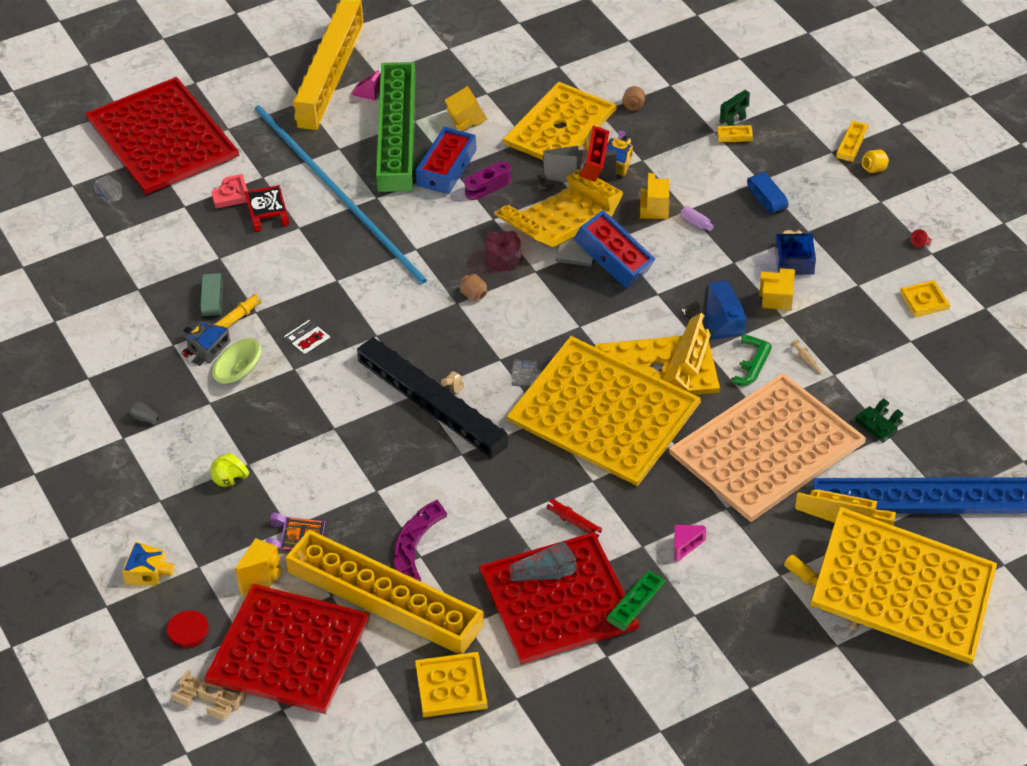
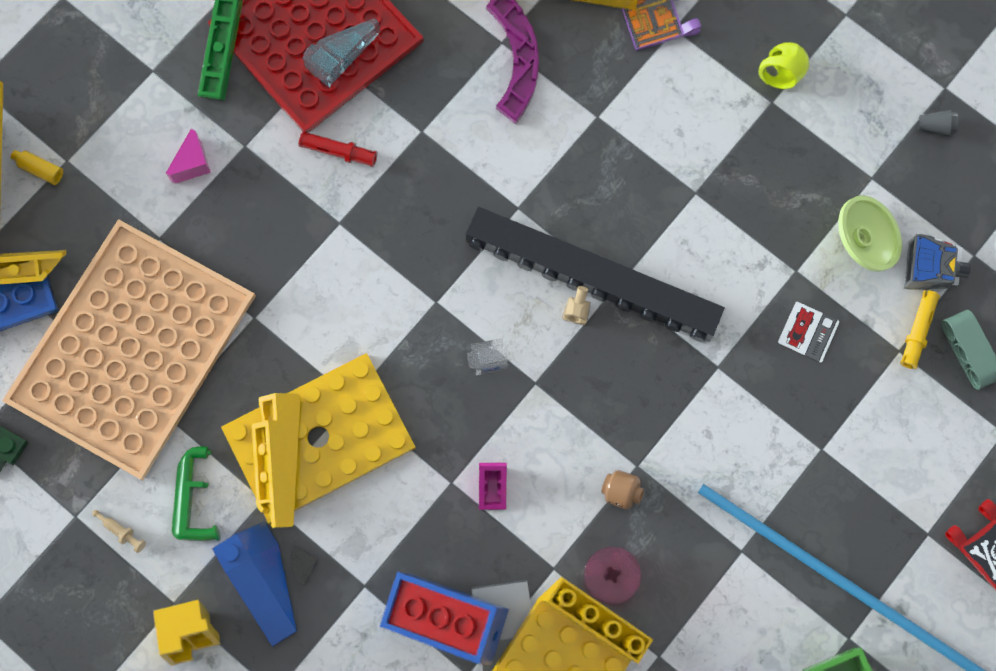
camera: 155 degrees right, 30 degrees up
(552, 315) = (492, 486): none -> dark pink slope
(604, 410) = (358, 324): yellow plate -> none

